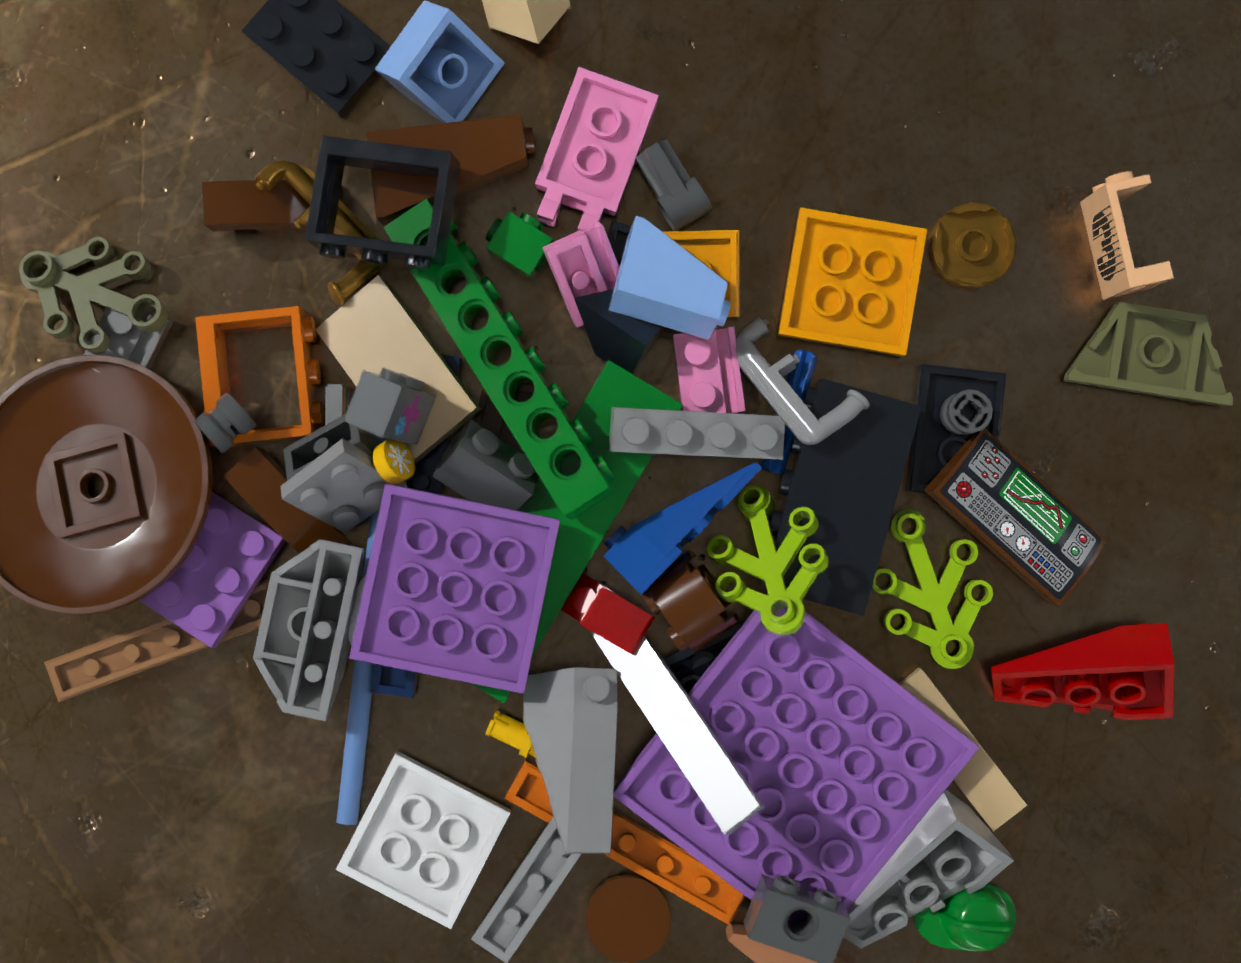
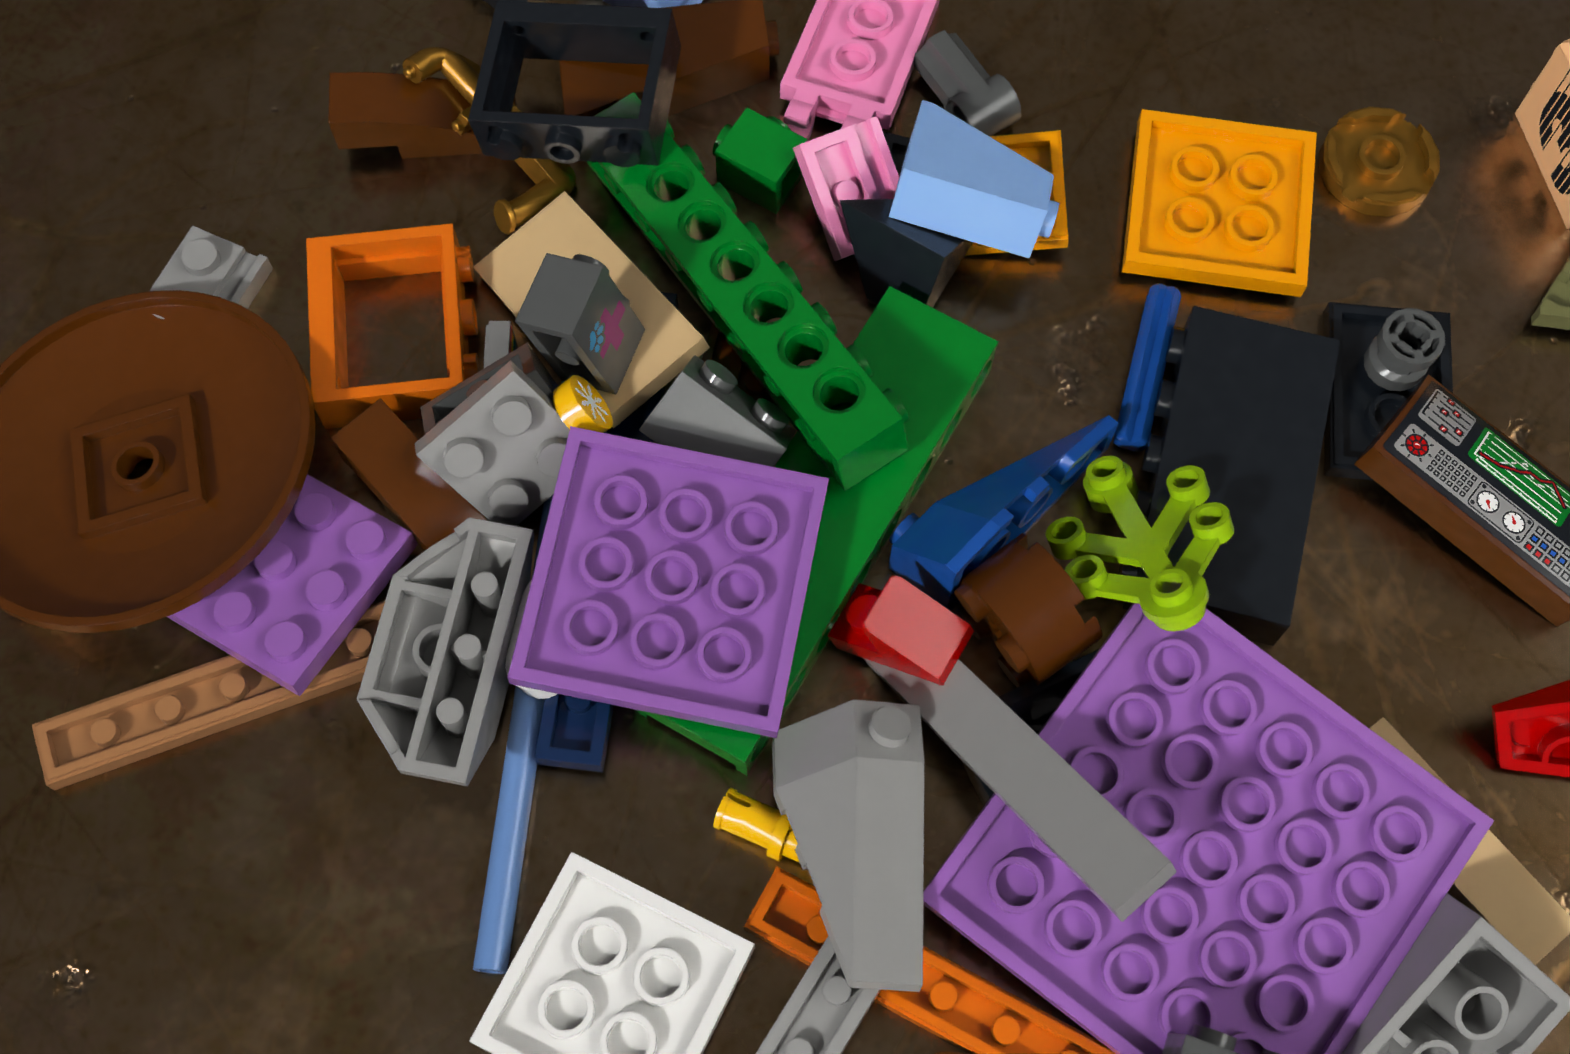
camera: 10 degrees left, 20 degrees down
(89, 289) = (99, 199): olive plant -> none
(225, 422) = (339, 360): dark grey wheel -> none
(696, 433) = (1020, 376): light grey plate -> none
(709, 372) = (1032, 319): bright pink plate -> none
(782, 397) = (1146, 335): light grey piece -> none
(933, 595) = (1386, 612): lime plant -> none

